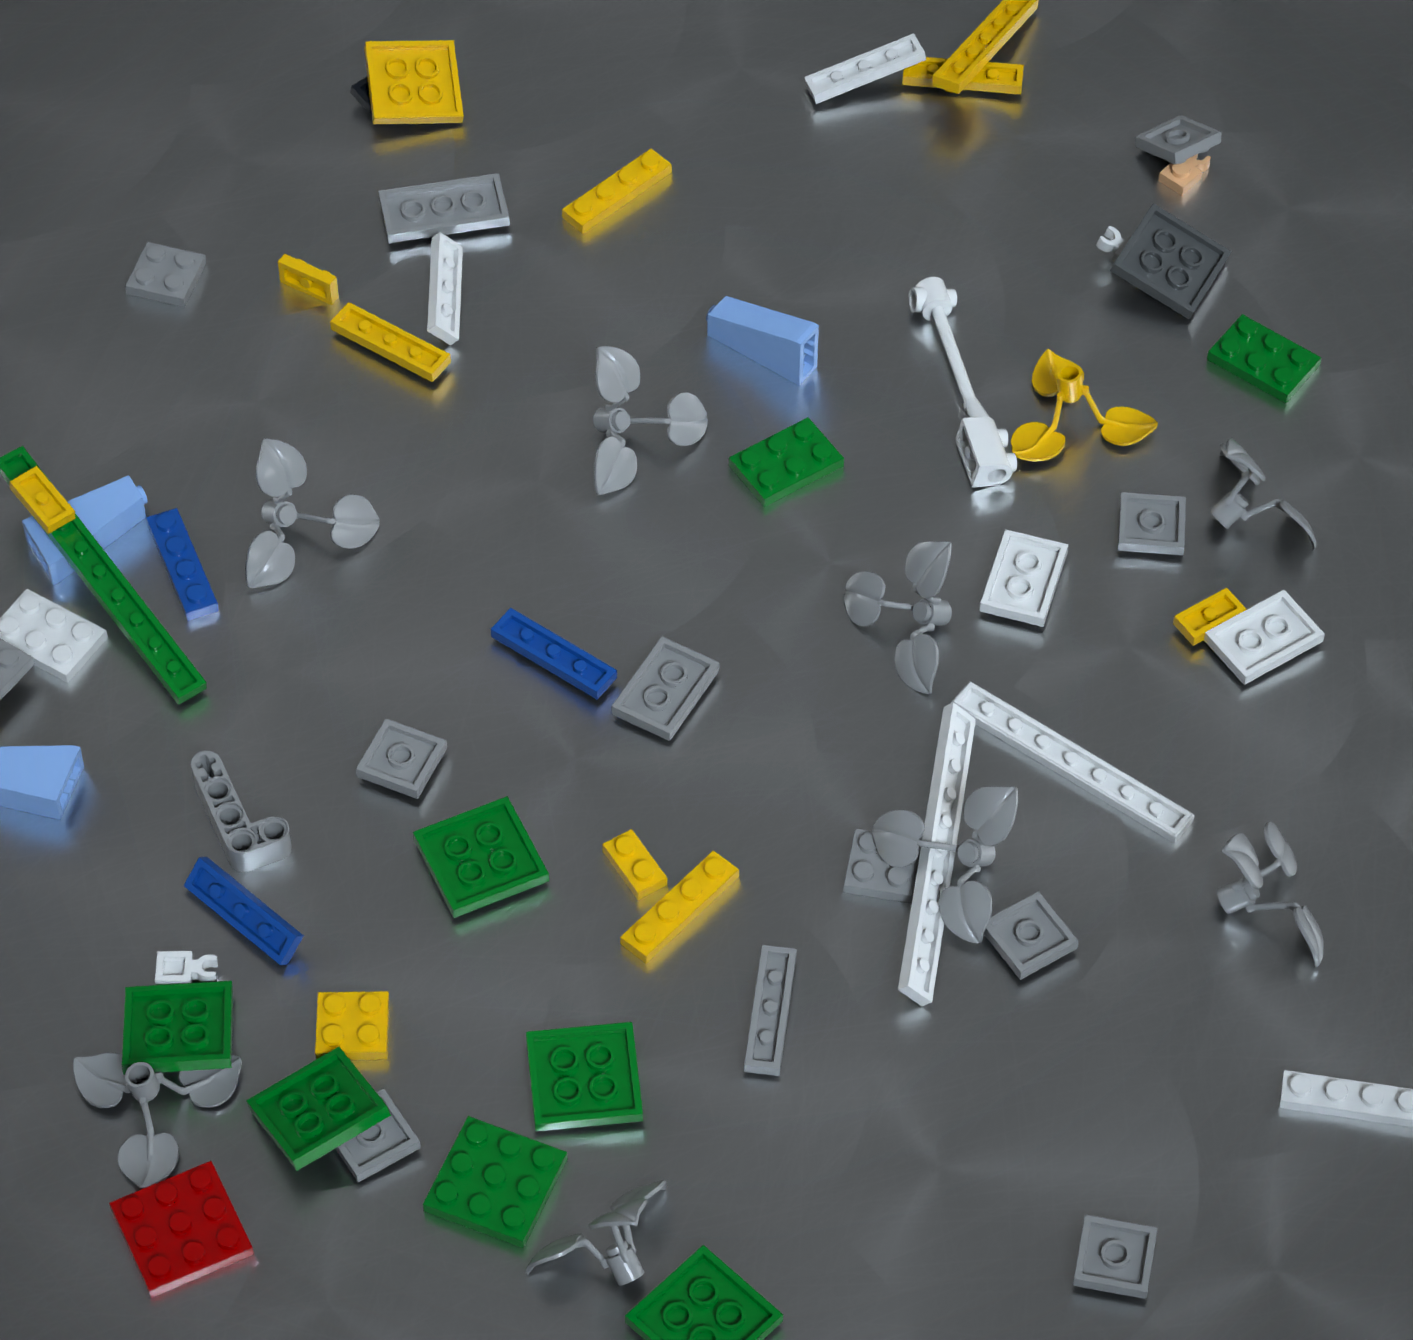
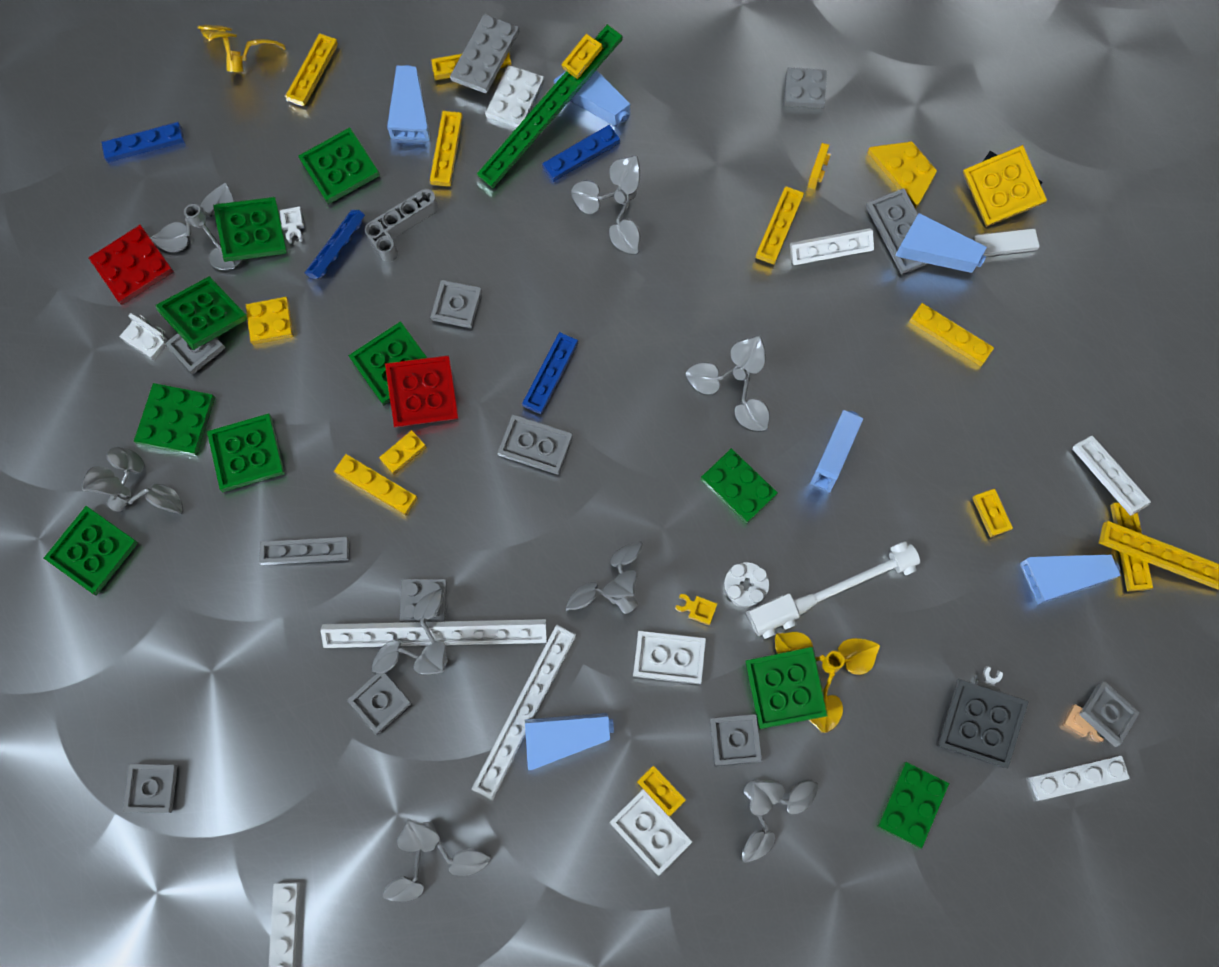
camera: 85 degrees right, 20 degrees up
(94, 891) = (339, 165): none -> green plate
(114, 736) = (446, 148): none -> yellow plate
(330, 1212) = (144, 337): none -> white bracket
(341, 188) = (905, 168): none -> yellow wing
(486, 165) = (941, 246): none -> light blue slope
(494, 106) = (1008, 242): none -> white tile
(545, 813) = (421, 391): none -> red plate
(888, 198) = (992, 513): none -> yellow plate
(934, 462) = (736, 592): none -> white plate
(963, 531) = (700, 610): none -> yellow plate
(991, 144) = (1063, 575): none -> light blue slope
(1091, 449) = (786, 688): none -> green plate
(1119, 712) = (565, 735): none -> light blue slope
(1252, 192) = (1079, 778): none -> white plate

